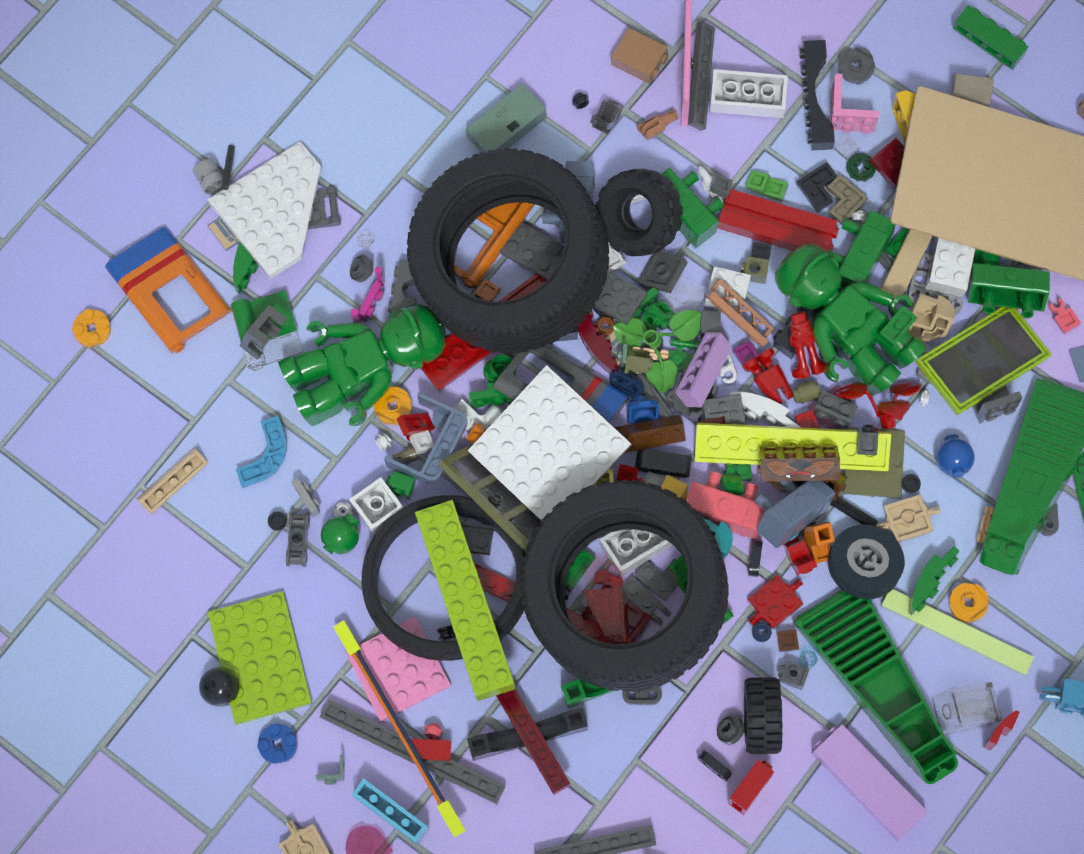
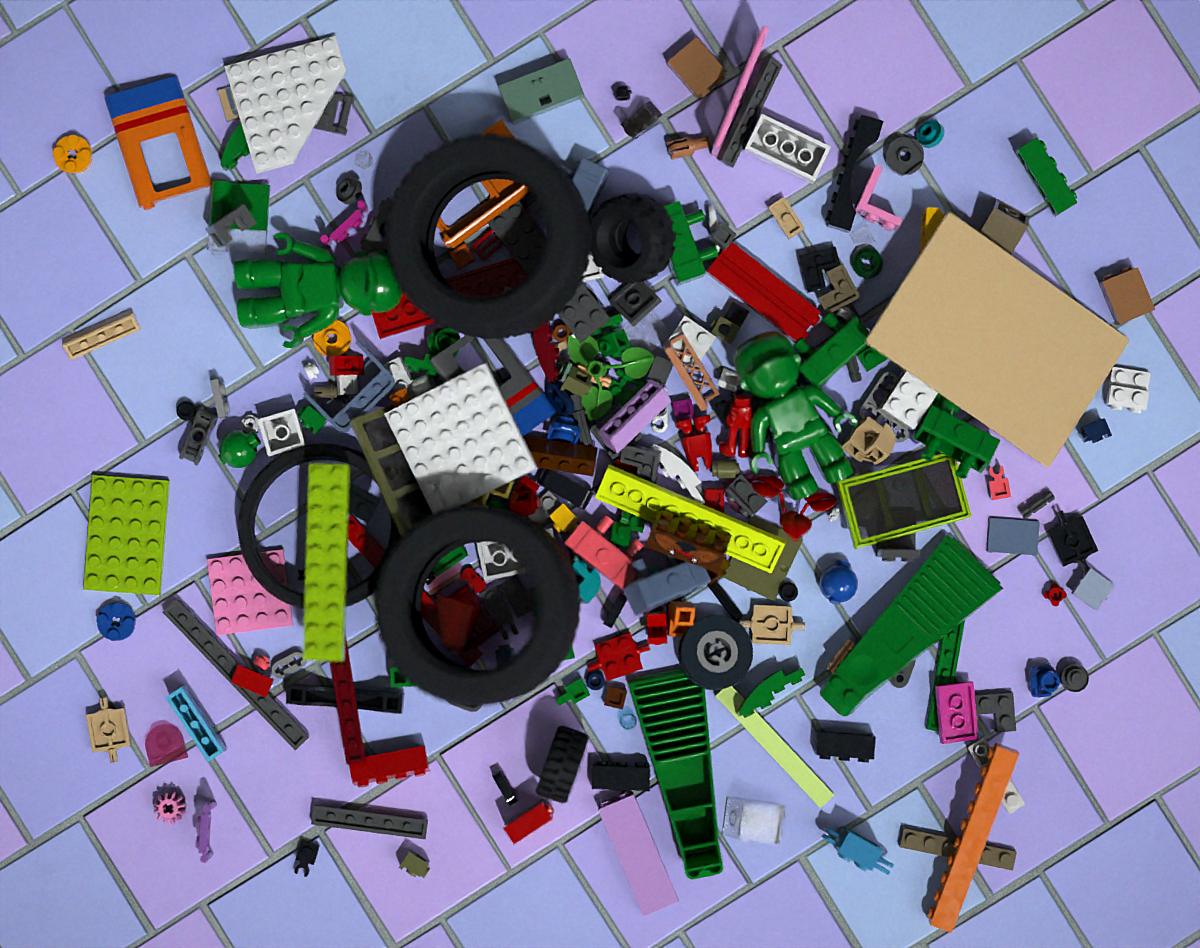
camera: 20 degrees right, 15 degrees up
(208, 174) = (234, 40): light grey wheel -> none
(219, 686) = (79, 551): black cylinder -> none
(228, 167) = (255, 39): pearl dark grey bar -> none
(272, 458) = (203, 347): dark azure plate -> none
(331, 779) = (153, 673): sand green bracket -> none
(445, 808) = (245, 742): piece -> none
(457, 721) = (287, 660): none -> light grey beam
(502, 283) = (481, 240): none -> red tile
(595, 784) = (390, 765): none -> red brick
(730, 729) = (531, 761): dark grey plate -> none
(746, 650) = (575, 692): none -> green plate
(766, 186) = (769, 248): bright green slope -> none
(771, 154) = (786, 218): none -> tan plate
(777, 312) = (729, 380): none -> white plate
(797, 681) = (615, 735): dark grey brick -> none
(822, 713) = (621, 776): none -> black brick
(867, 440) = (761, 541): bracket -> none
(871, 37) = (930, 133): none -> teal plate
(889, 161) = (895, 269): dark red plate -> none
(897, 326) = (831, 444): green plate -> none
(906, 263) = (865, 381): tan slope -> none
(969, 591) = (789, 732): light orange plate -> none
(1003, 728) = (780, 850): red slope -> none
(1024, 606) = (845, 746): none -> black brick

